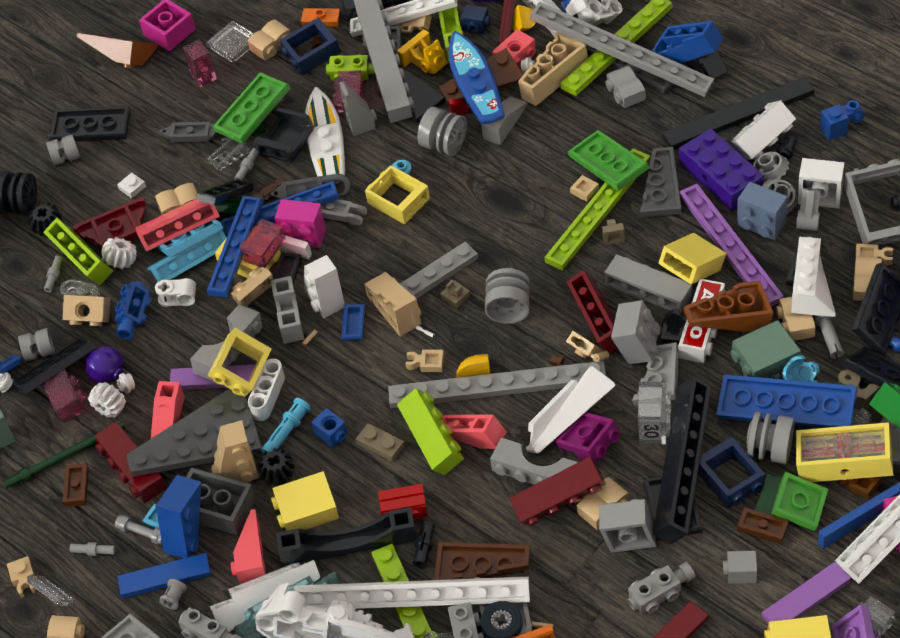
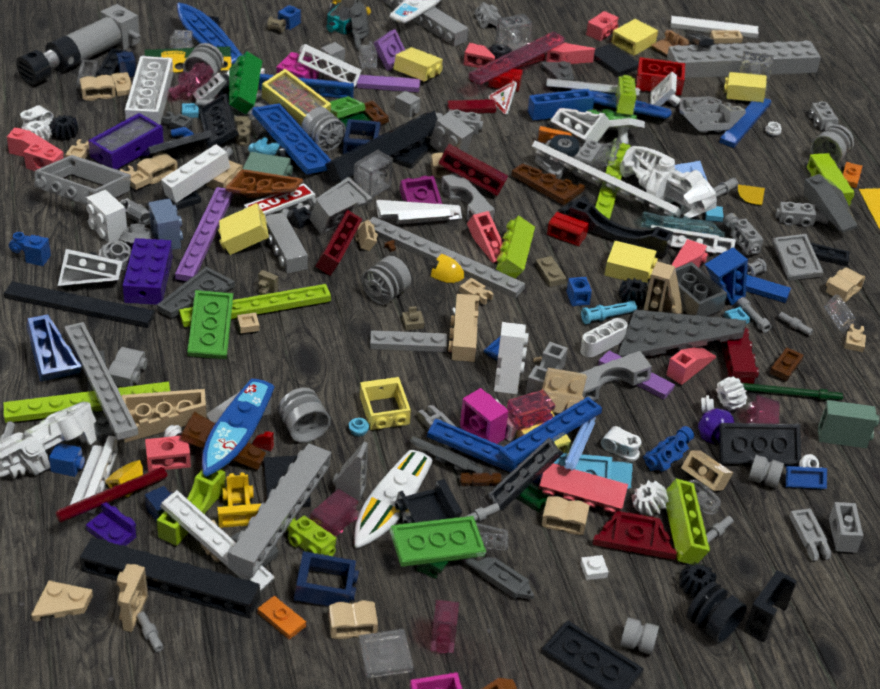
camera: 155 degrees left, 10 degrees down
(200, 241) = (579, 444): none -> light blue axle
(248, 346) = (615, 345): light yellow window -> none

